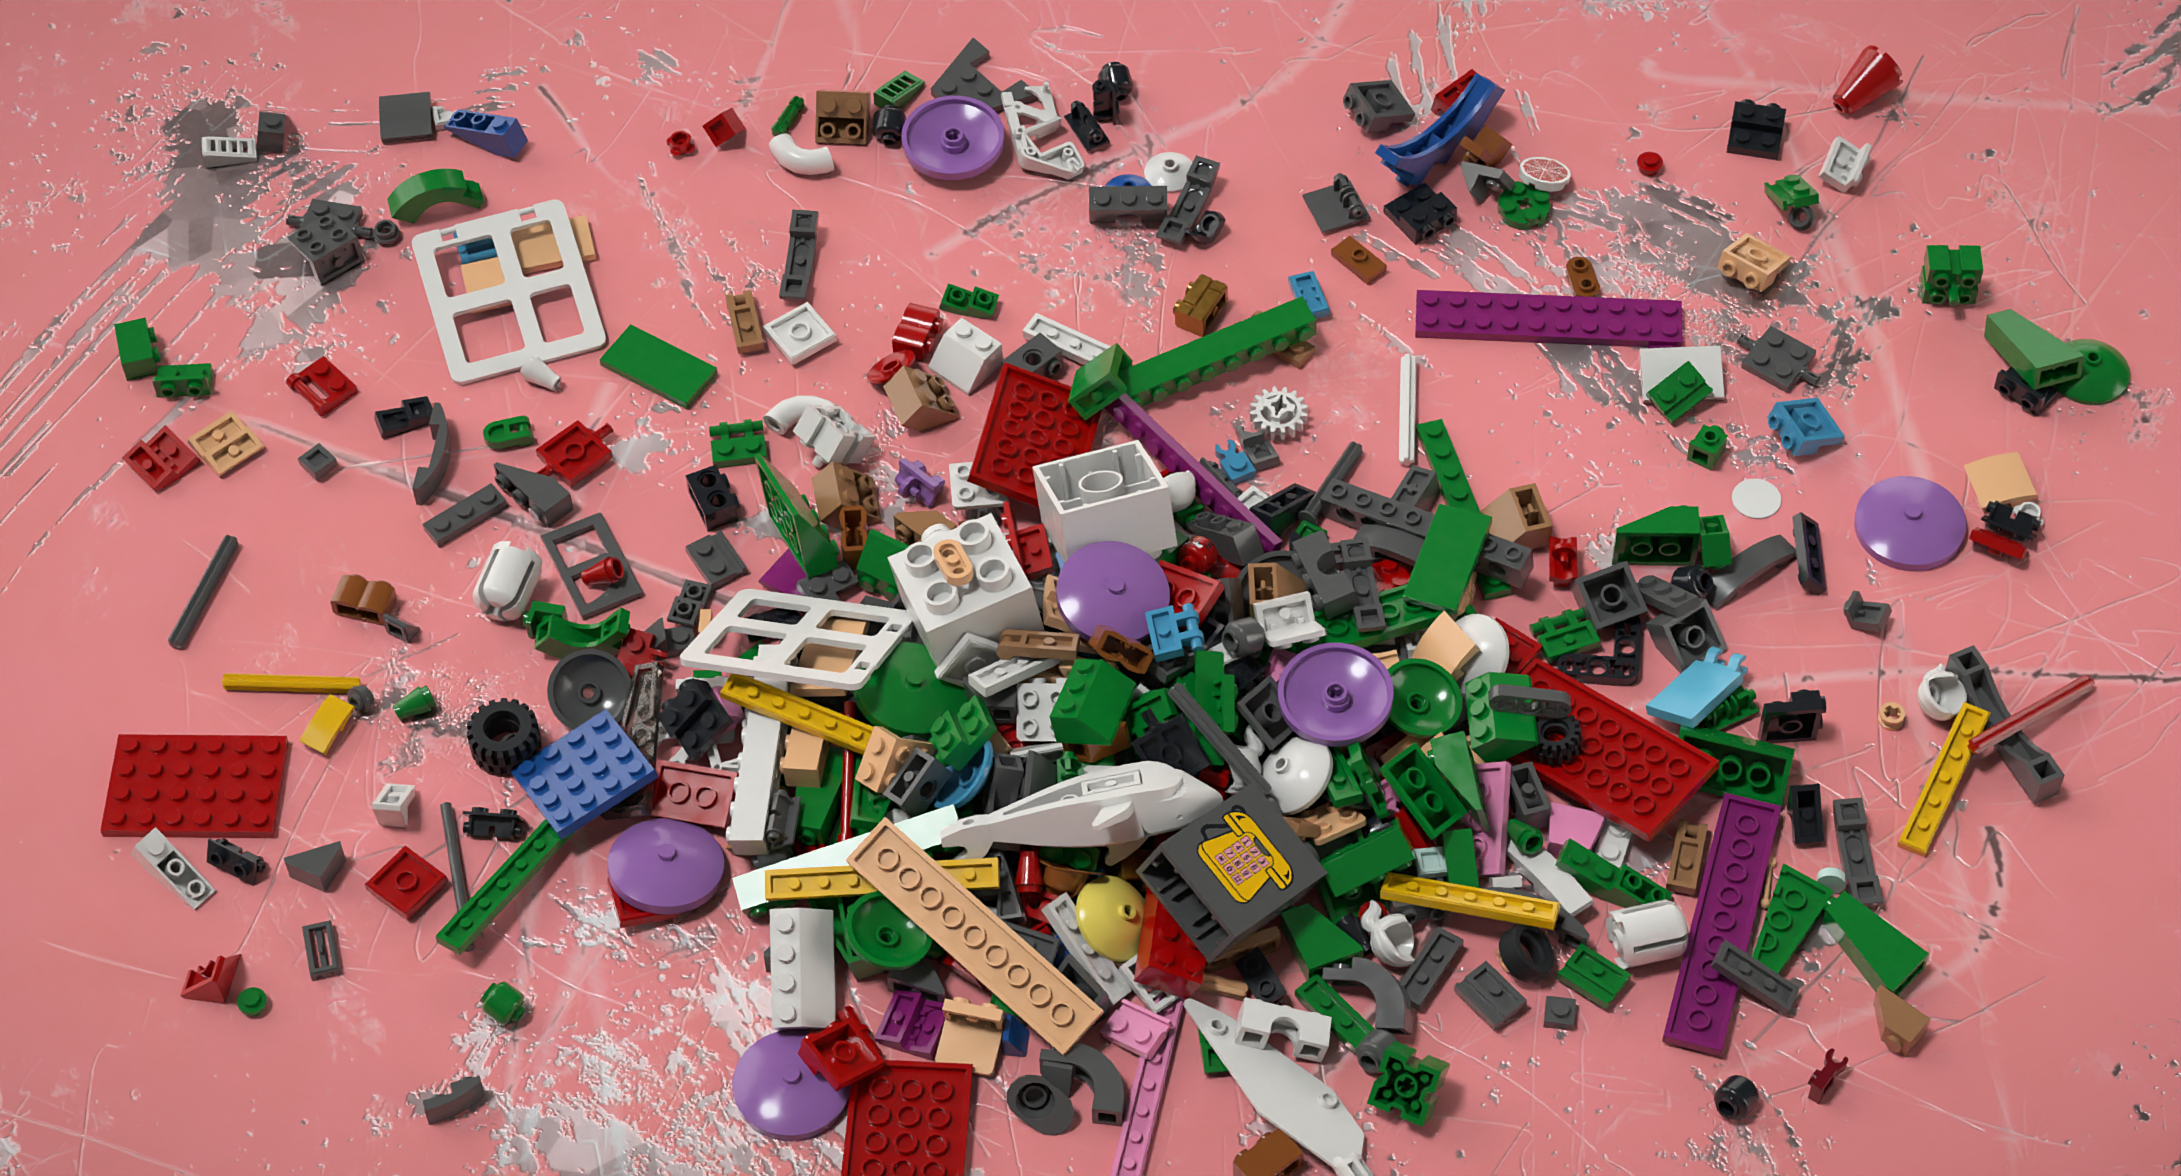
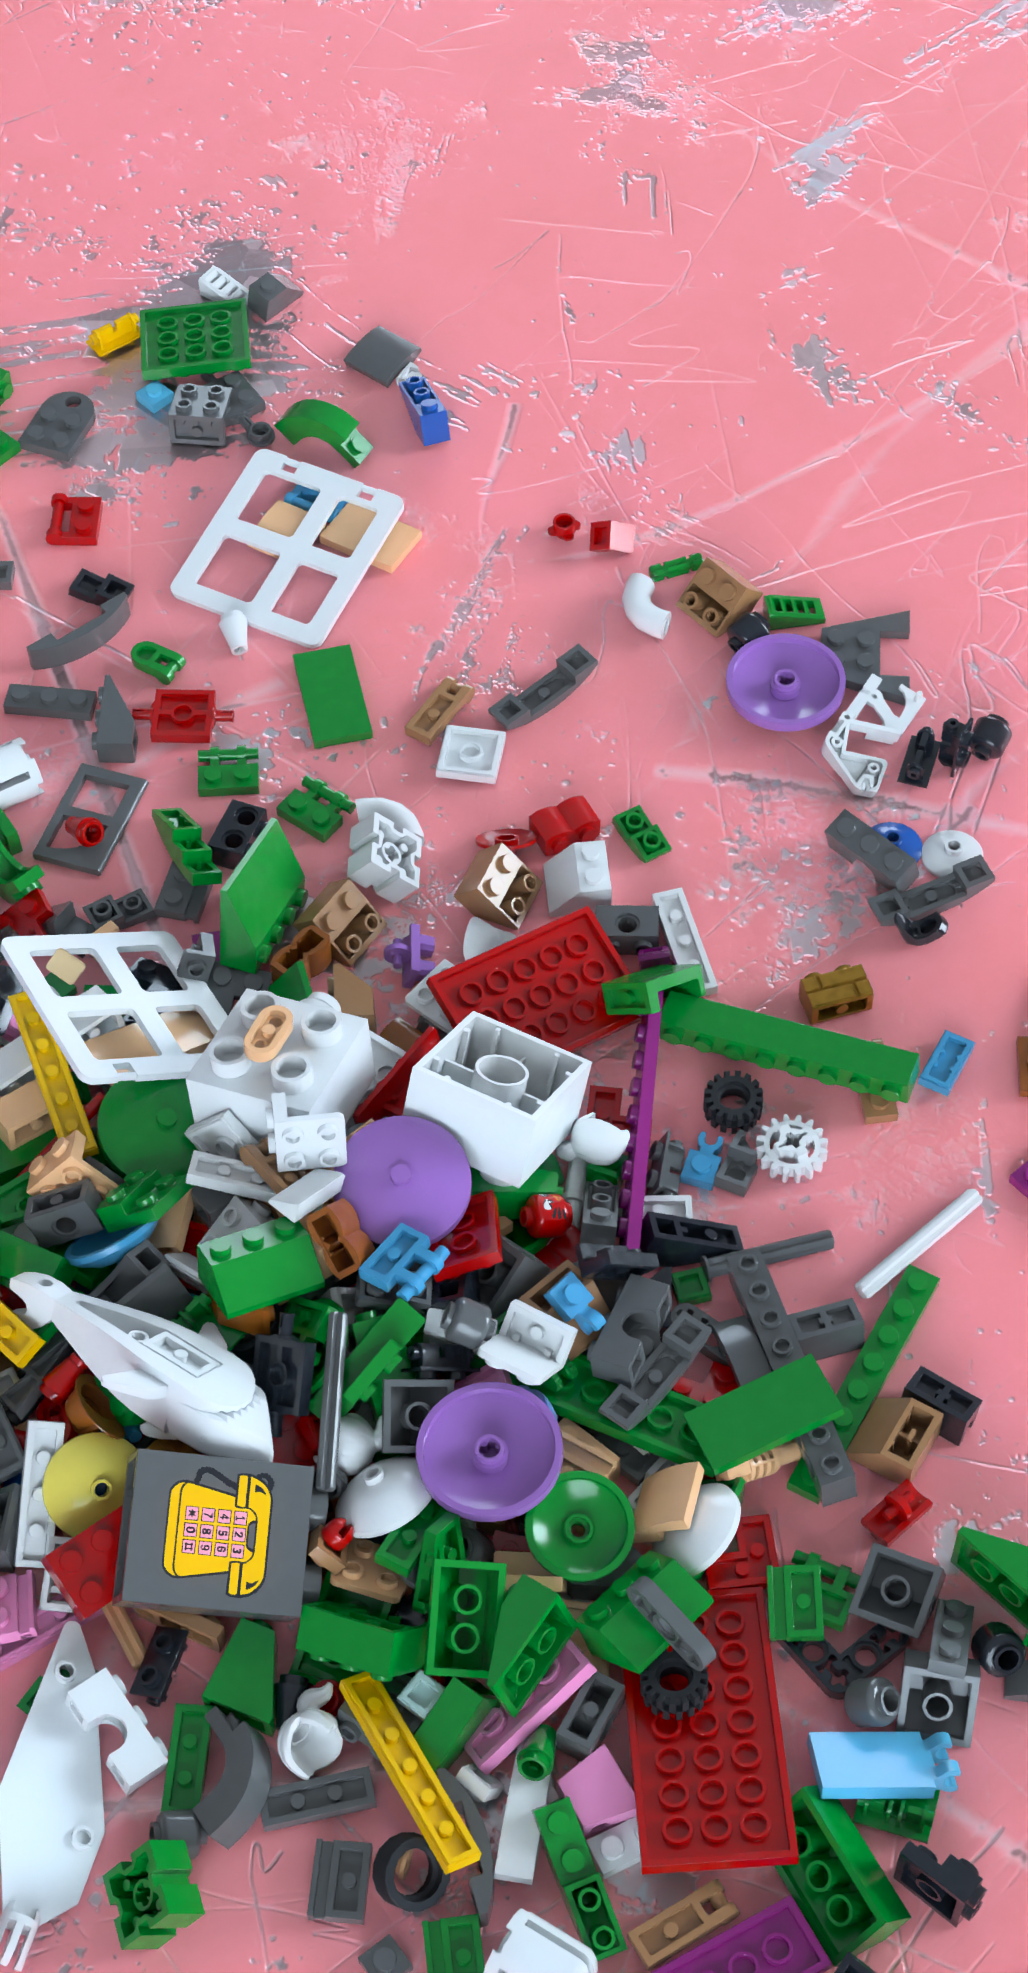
camera: 45 degrees right, 0 degrees up
(184, 239) = (110, 338): none -> yellow hinge
(223, 334) = (59, 428): none -> dark grey plate
(254, 198) = (194, 339): none -> green plate
(268, 261) = (154, 396): none -> medium azure plate
(654, 470) = (229, 778): none -> green plate
(682, 528) = (184, 843): none -> green slope
(738, 641) = (65, 966): none -> tan slope
(795, 582) = (198, 960): none -> dark grey bracket
(950, 439) = (483, 937): none -> white piece
(1040, 612) = (306, 1139): none -> white bracket
(1067, 368) = (654, 956): none -> magenta slope
(1074, 638) = (308, 1193): none -> white slope
(1210, 402) = (738, 1087): none -> black tyre
(1273, 547) = (613, 1261): none -> black bracket
(1281, 582) = (571, 1301): none -> dark azure plate
(1297, 811) = (337, 1533): none -> red hinge
(1518, 476) = (955, 1403): none -> black hinge
(1566, 647) = (795, 1603): none -> green plate
(1659, 664) = (872, 1702): none -> dark grey head

